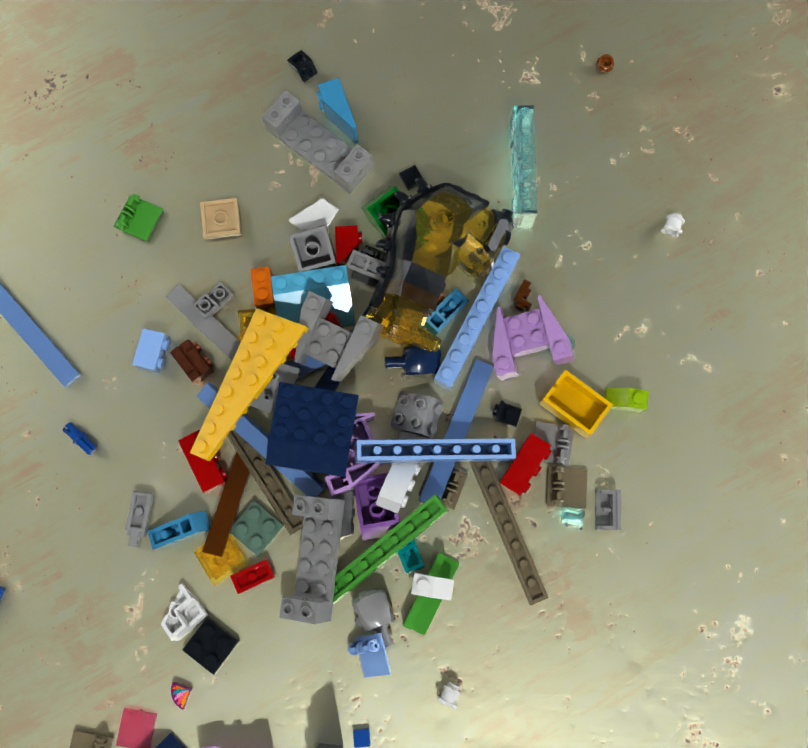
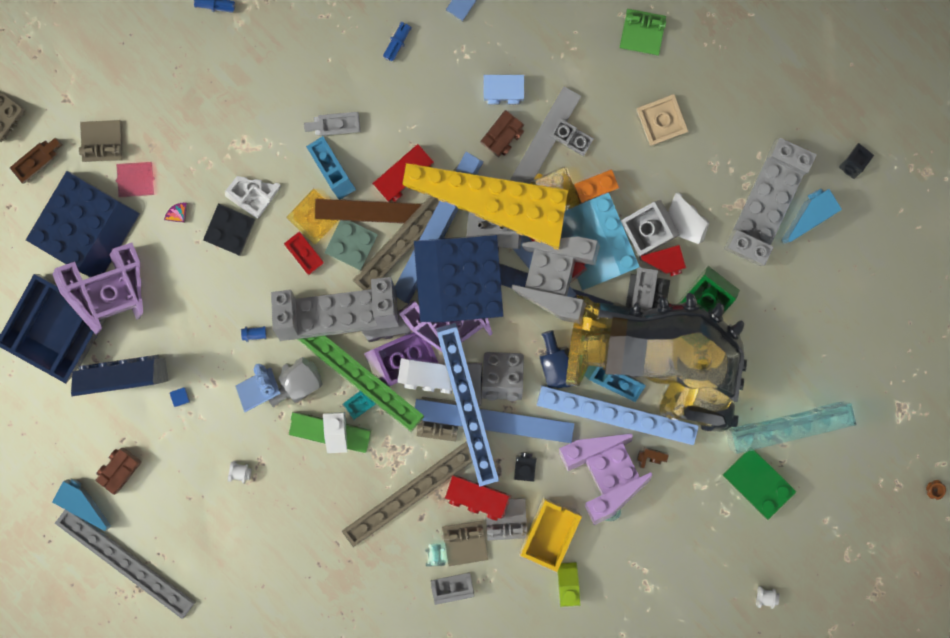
camera: 80 degrees right, 10 degrees up
(317, 646) = (253, 333): none -> blue pin
(408, 177) = (755, 310): black tile -> none
(568, 208) = (759, 483): none -> green slope

